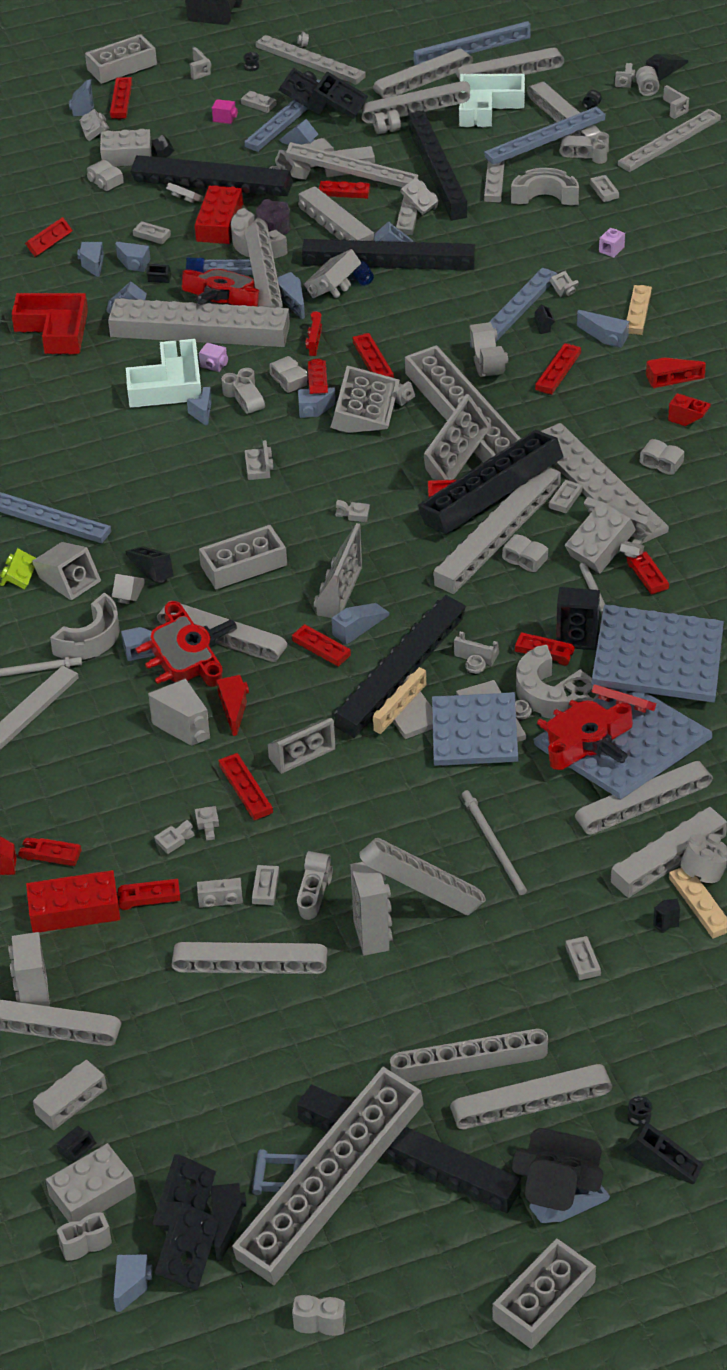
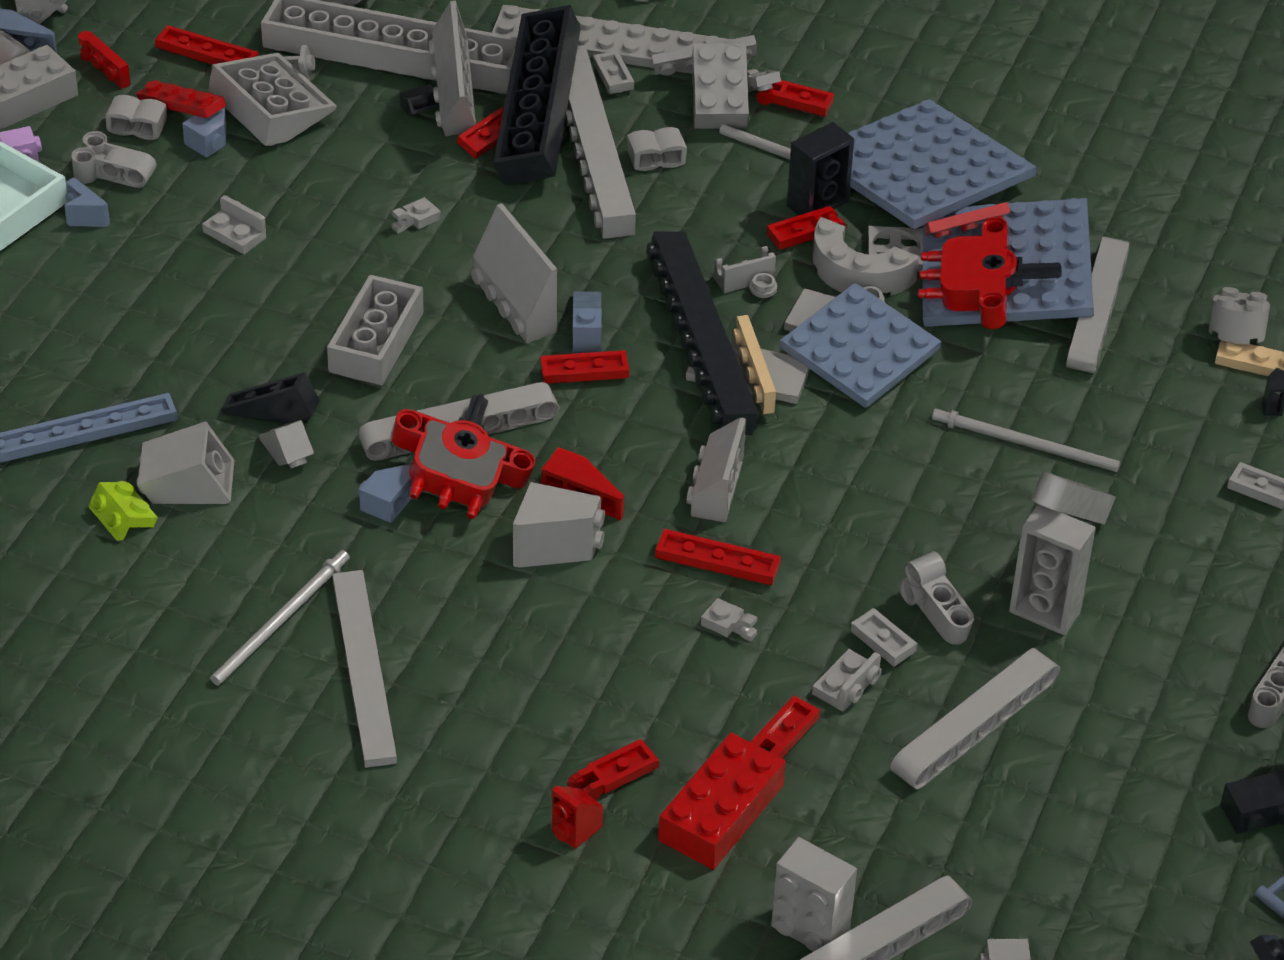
camera: 50 degrees left, 0 degrees up
(92, 639) = (332, 501): light grey brick -> none
(173, 838) = (722, 662): light grey plate -> none
(664, 853) = (1191, 338): light grey brick -> none

